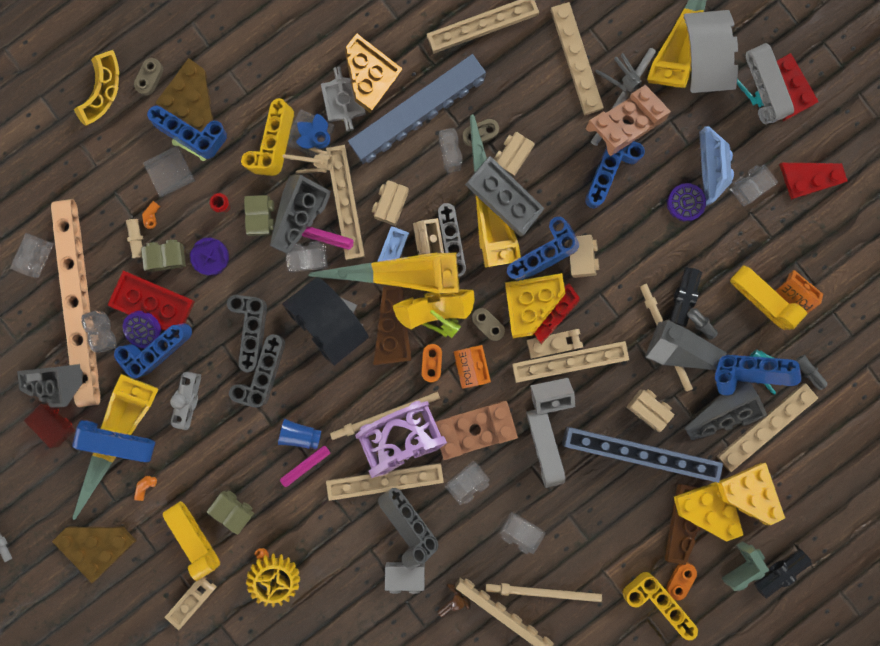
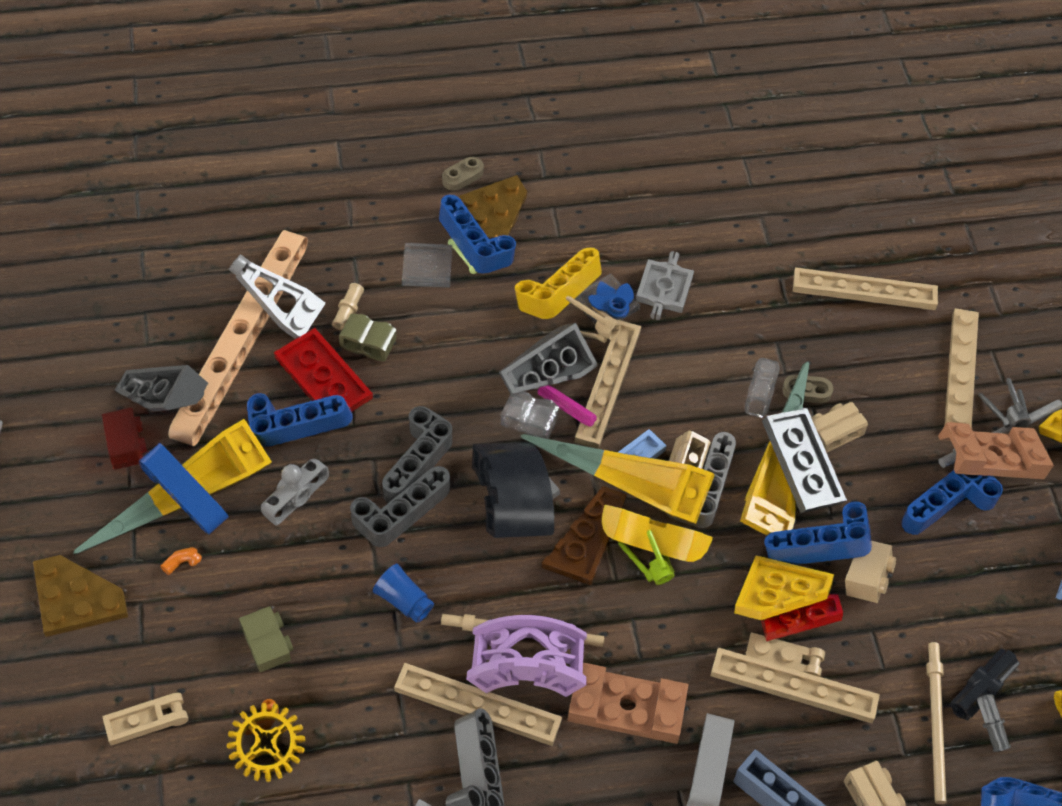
camera: 25 degrees right, 30 degrees down
(31, 255) = (215, 268): clear brick -> none
(99, 334) = (247, 370): clear brick -> none
(104, 90) = (420, 151): yellow brick -> none
(107, 263) = (303, 311): none -> plate
(141, 328) = (294, 388): tile -> none
(148, 215) = (378, 293): orange arm -> none
(192, 541) = (196, 660): yellow beam -> none
(209, 256) = (418, 364): dark purple tile -> none
(216, 202) = (466, 314): red cone -> none
(258, 215) = (500, 347): olive brick -> none
(304, 466) = (388, 636): dark pink axle -> none
(369, 72) = (710, 272): plate -> none
(391, 202) = (662, 406): tan brick -> none
(417, 109) = (744, 332): sand blue brick -> none
(431, 363) = (614, 600): orange plate -> none
(467, 483) = (583, 759): clear brick -> none
(472, 366) = (664, 628): orange panel -> none
(488, 324) = (709, 591): dark tan plate -> none
(553, 396) = (751, 709): light grey brick -> none
(682, 348) = (953, 736): dark grey wedge -> none
(686, 202) = (1033, 580): tile -> none

